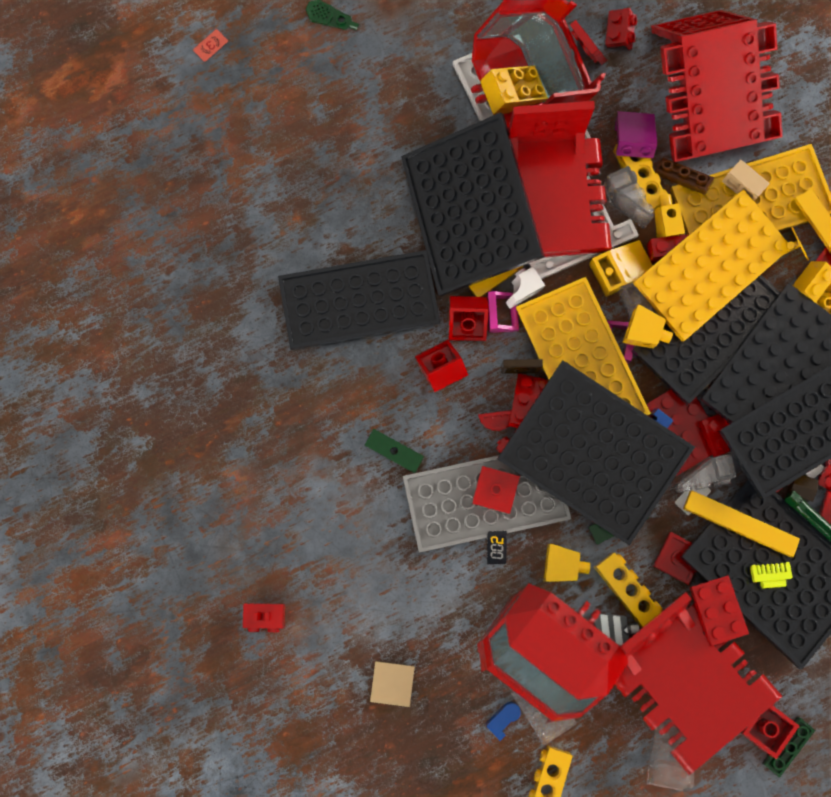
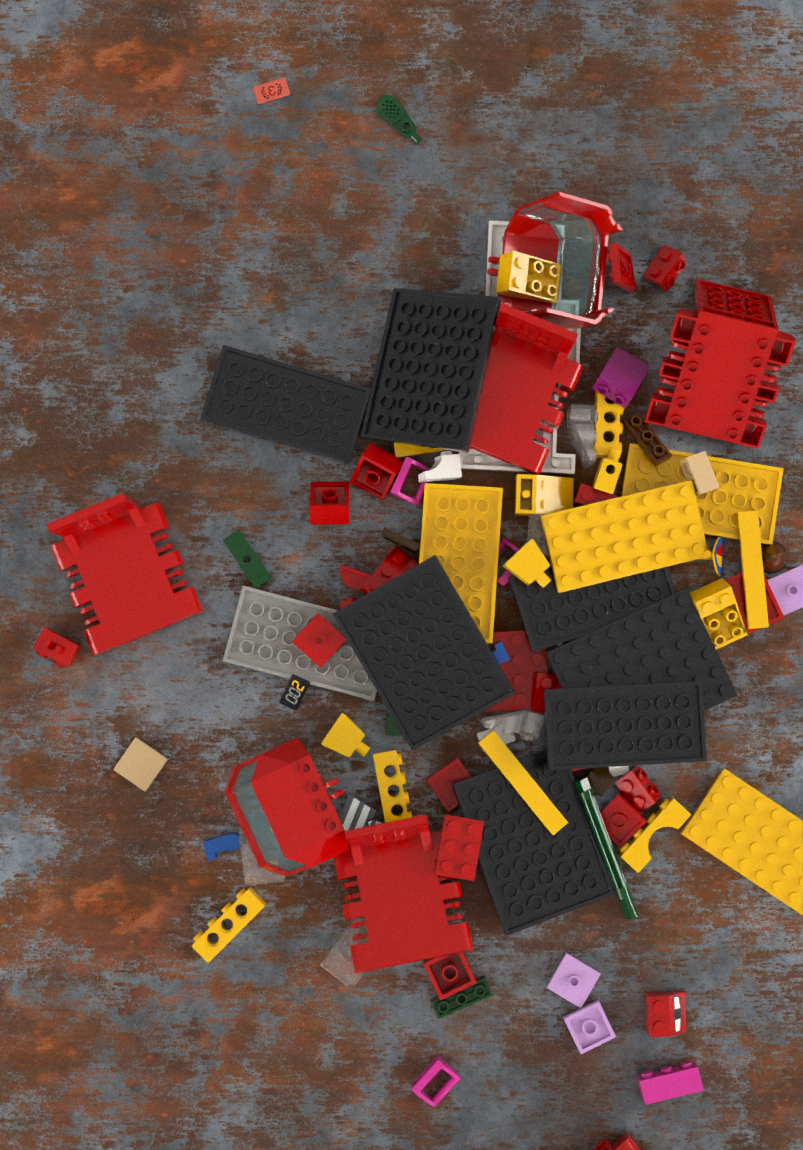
camera: 25 degrees right, 5 degrees up
(289, 517) = (122, 571): none -> red bracket
(773, 579) = (524, 846): neon yellow piece -> none

